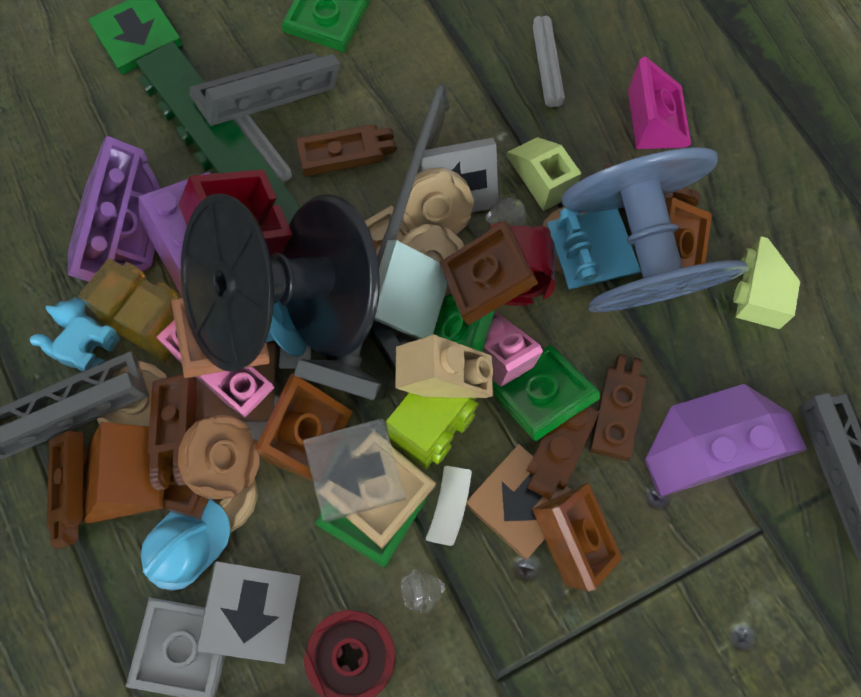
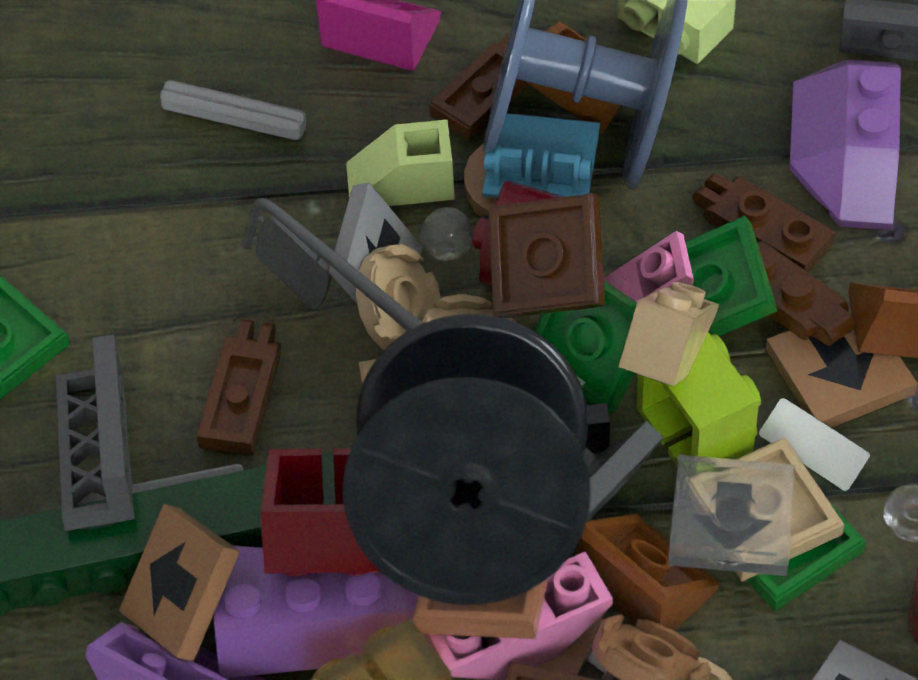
camera: 60 degrees left, 15 degrees down
(171, 166) = (179, 582): none -> medium nougat tile

